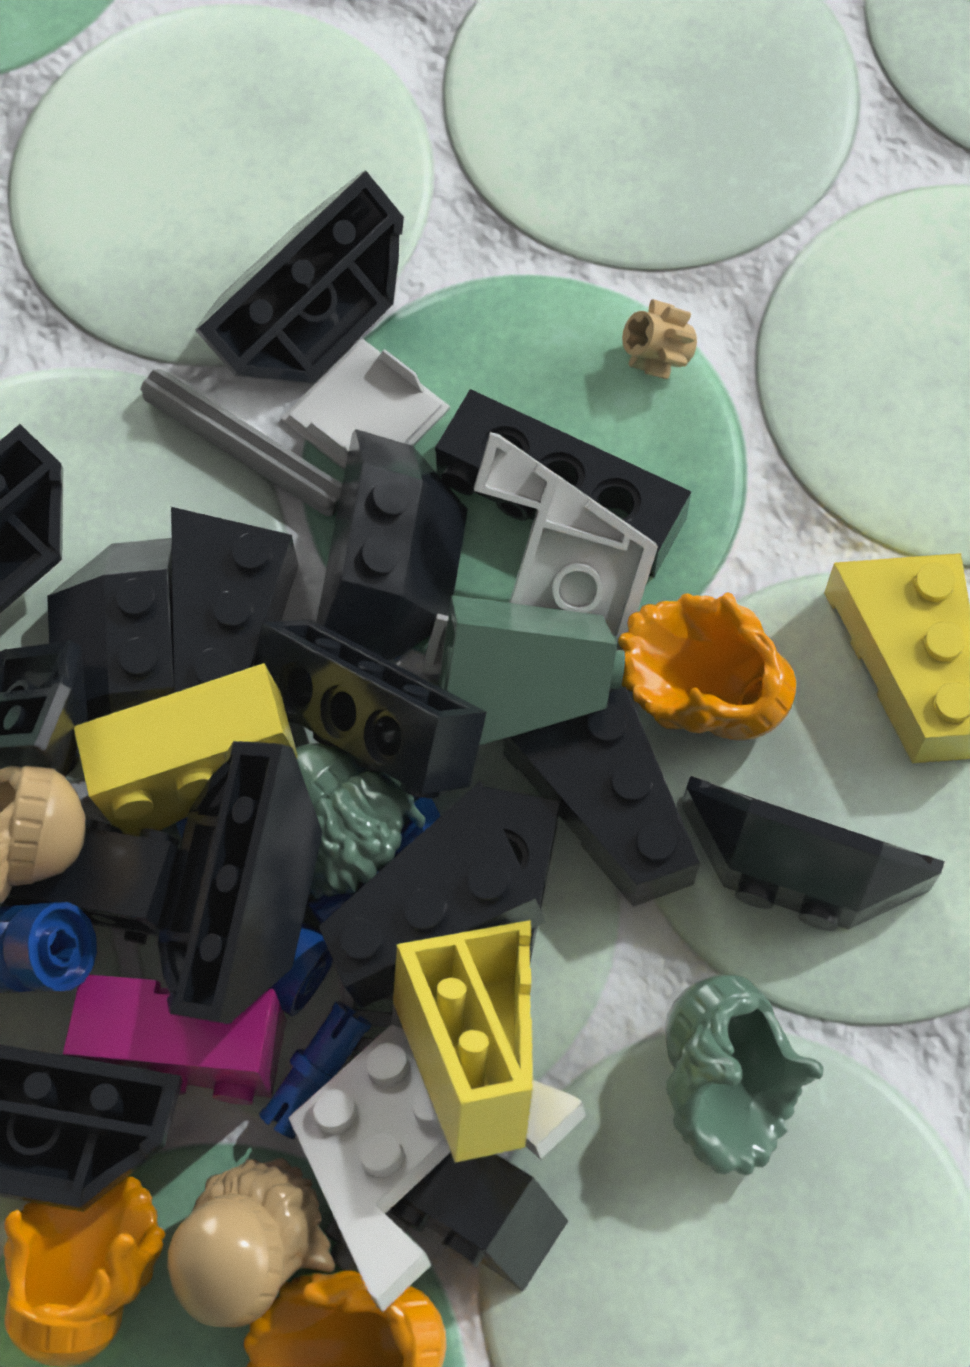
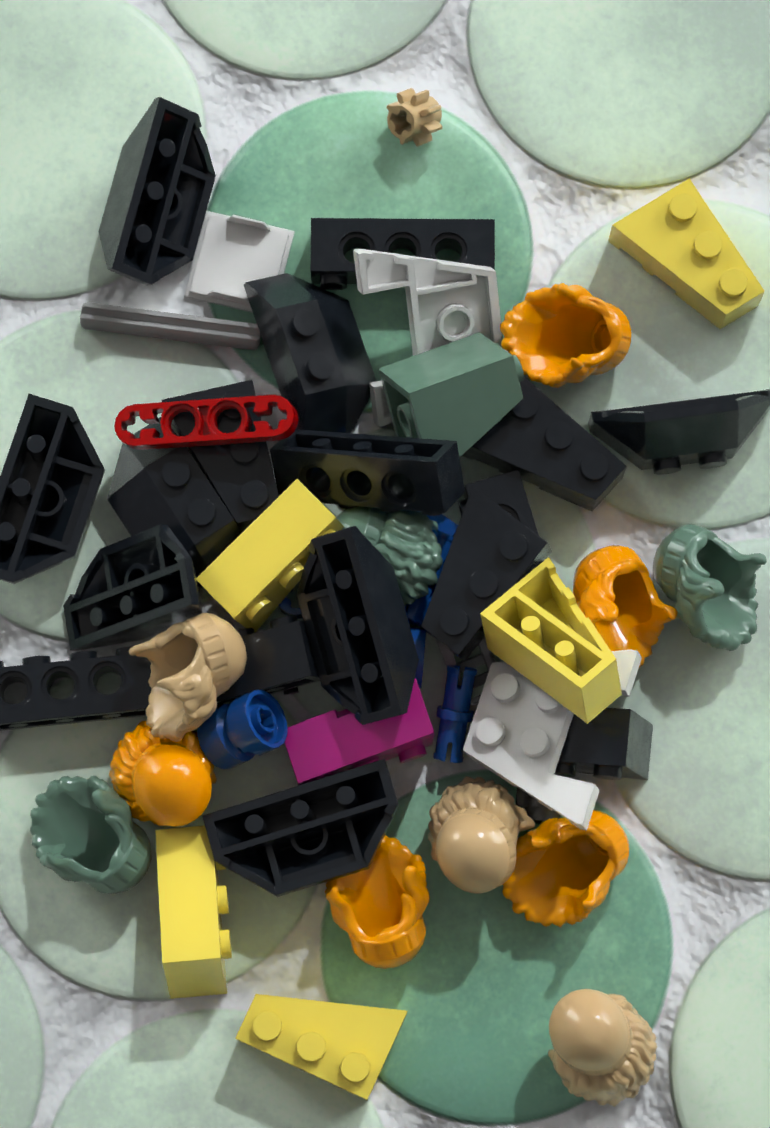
camera: 30 degrees left, 10 degrees up
(206, 546) = (206, 416): none -> red beam
(599, 1036) = (621, 599): none -> light orange hair

